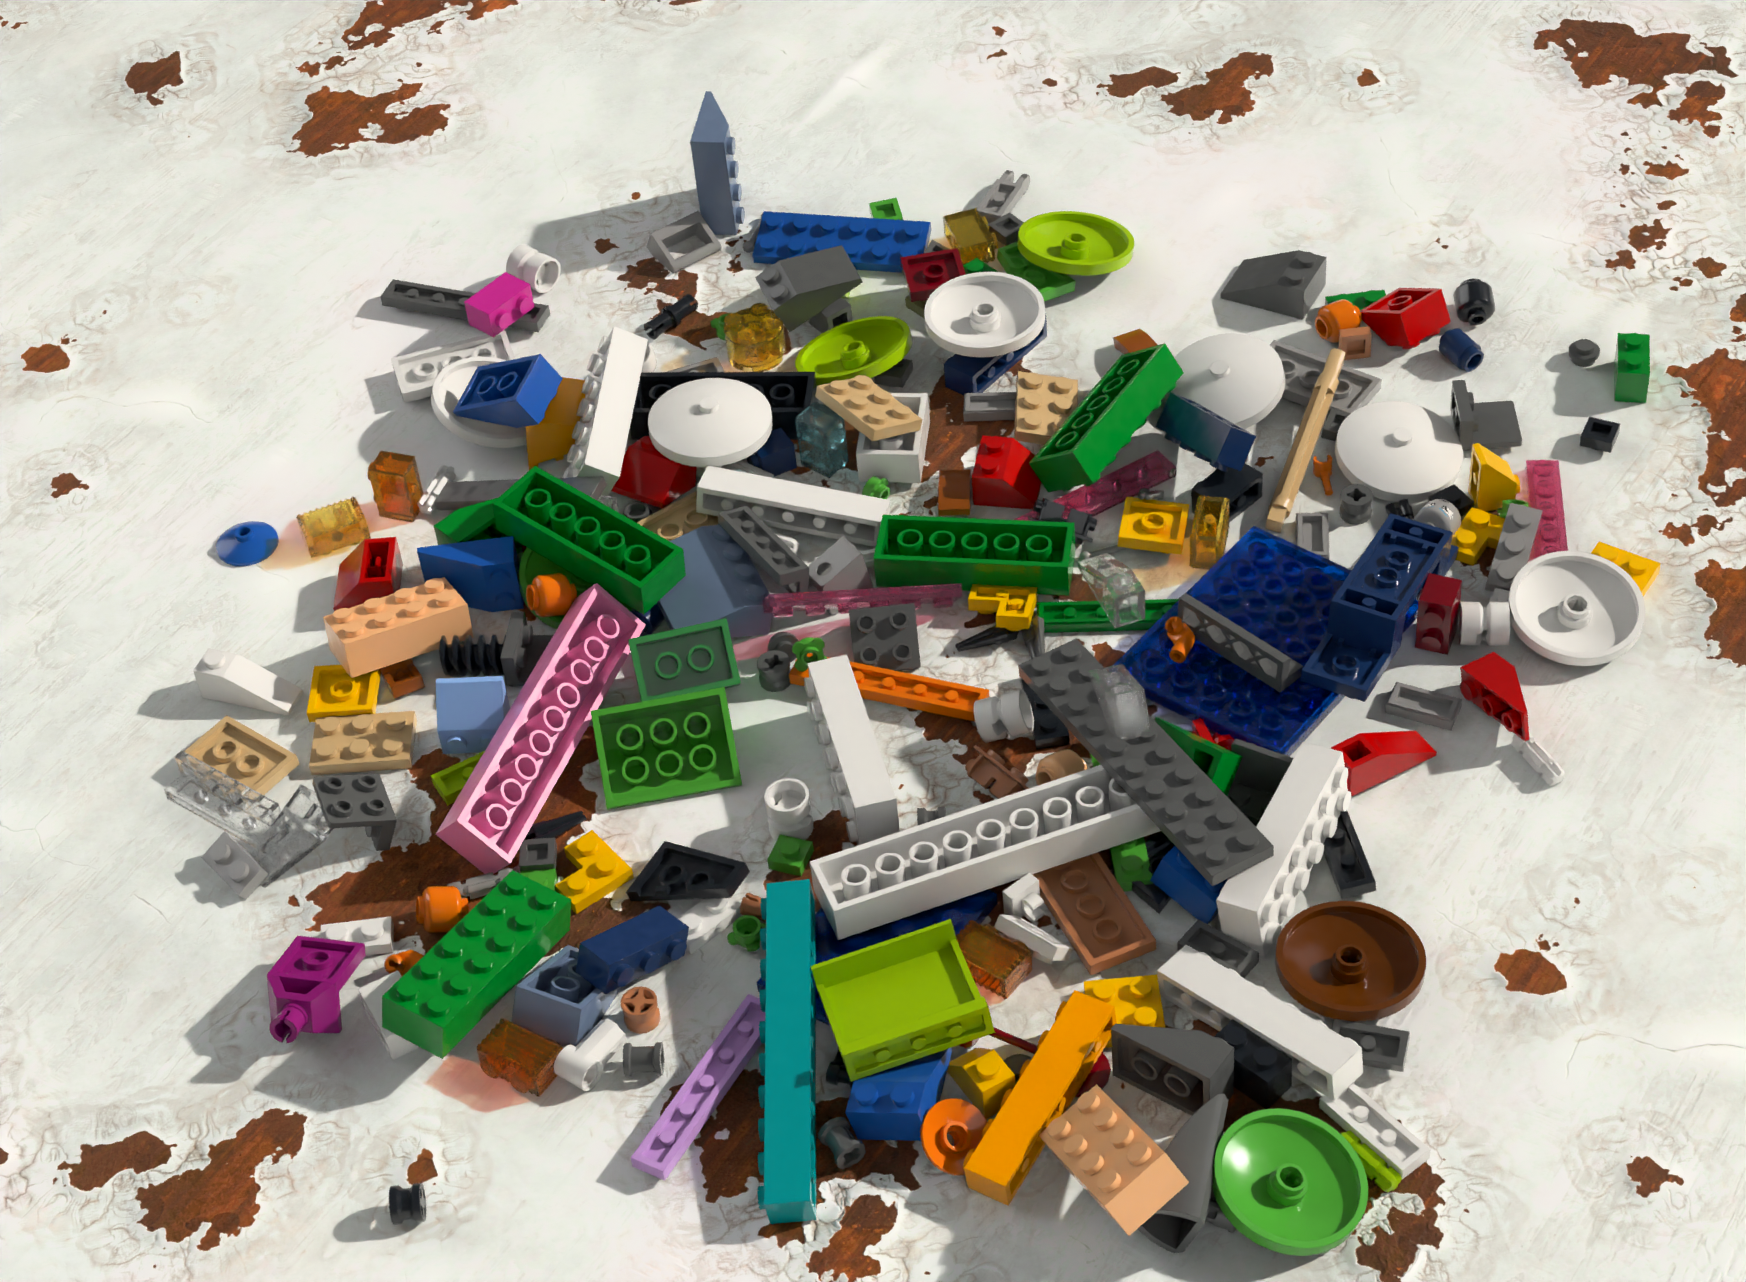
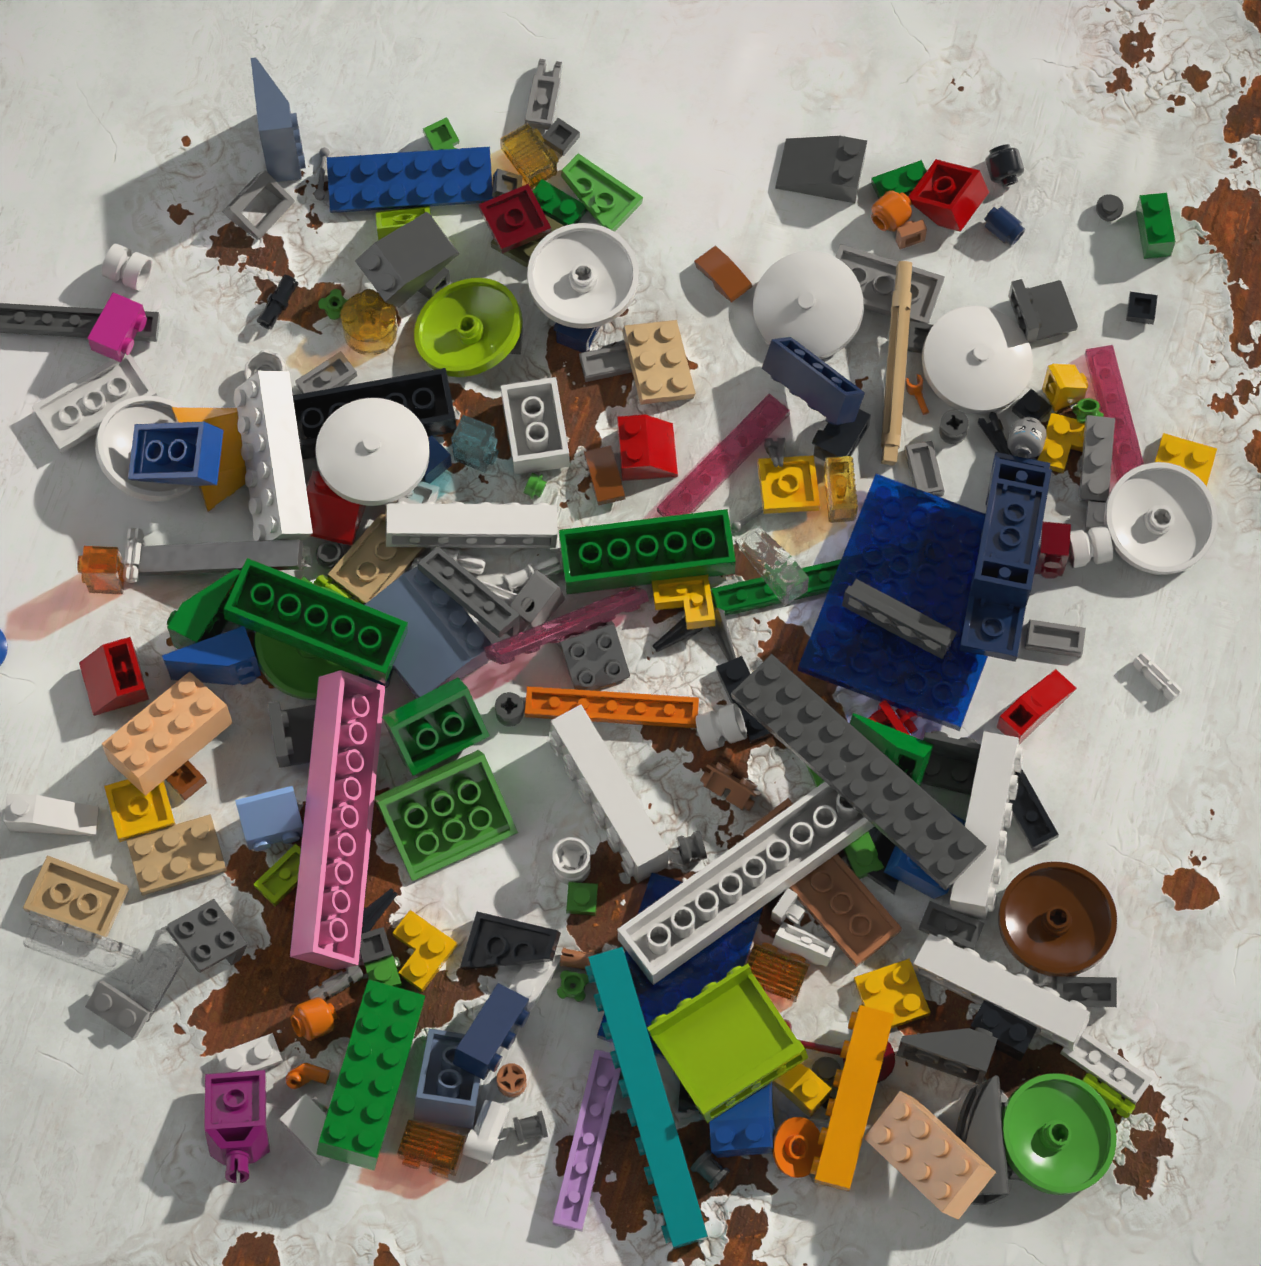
camera: 20 degrees left, 25 degrees up
(333, 527) = (57, 622): clear yellow brick -> none
(470, 656) = (244, 746): black piece -> none
(550, 595) = (297, 679): orange head -> none
(783, 642) = (509, 681): dark grey plate -> none
(805, 646) = (539, 694): bright green plate -> none
(868, 408) = (513, 413): tan plate -> none
(1052, 512) = (702, 500): black hinge -> none
(1059, 765) = (783, 774): light nougat head -> none
(1075, 243) = (632, 152): lime dish -> none
(1106, 419) = (720, 374): green brick -> none
(1121, 701) = (831, 725): clear slope -> none
(1181, 637) = (851, 621): orange arm -> none
(1496, 690) = (1113, 617): red slope -> none

